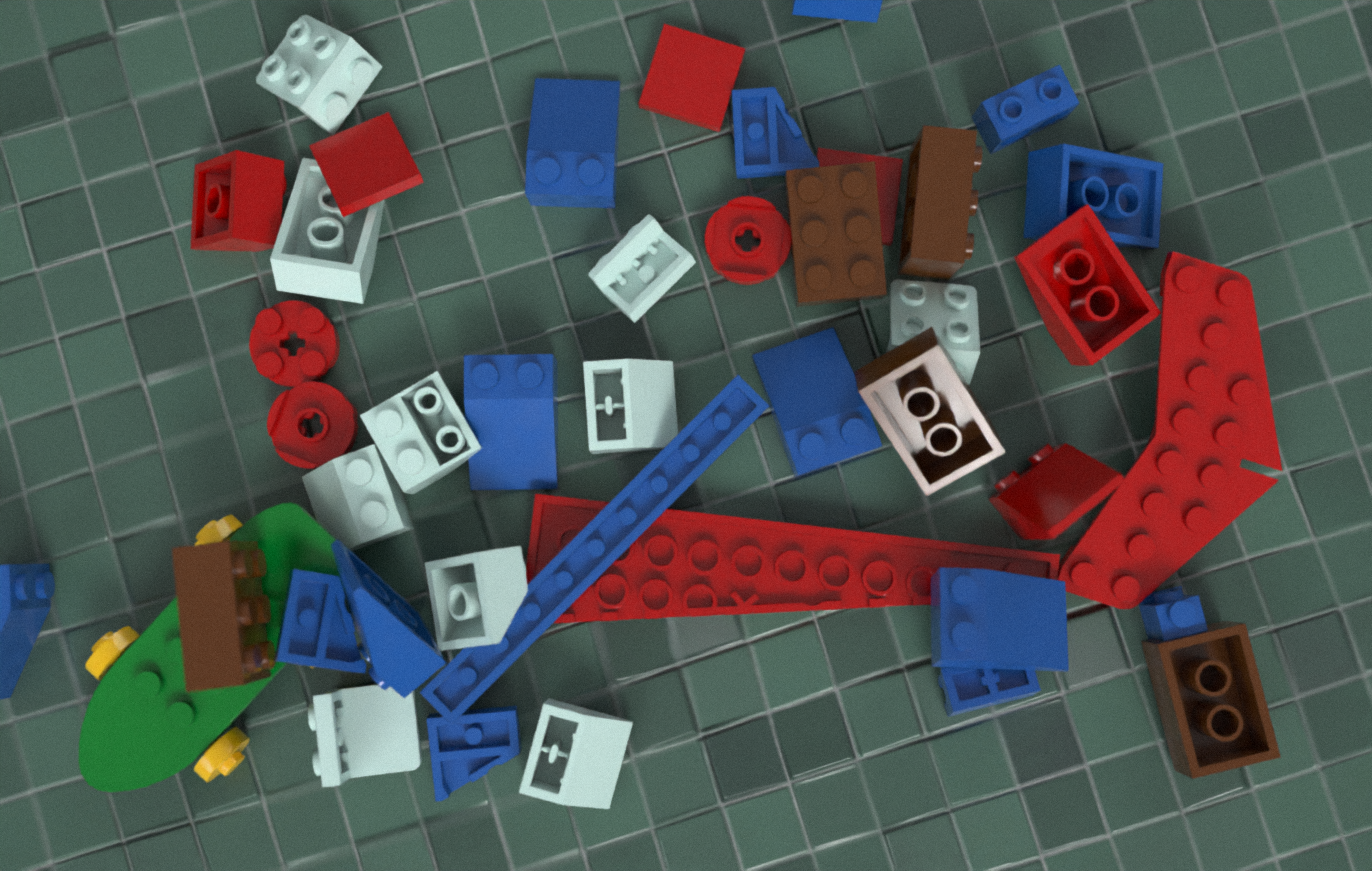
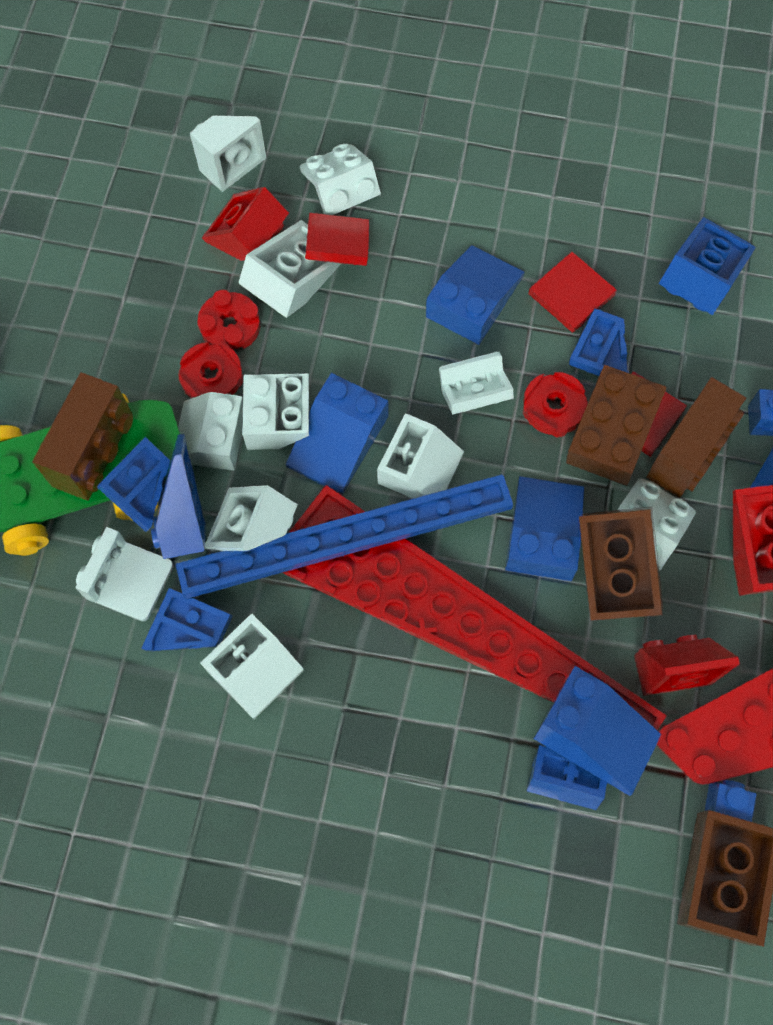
camera: 30 degrees right, 15 degrees down
(152, 113) = (228, 148): none -> light aqua slope

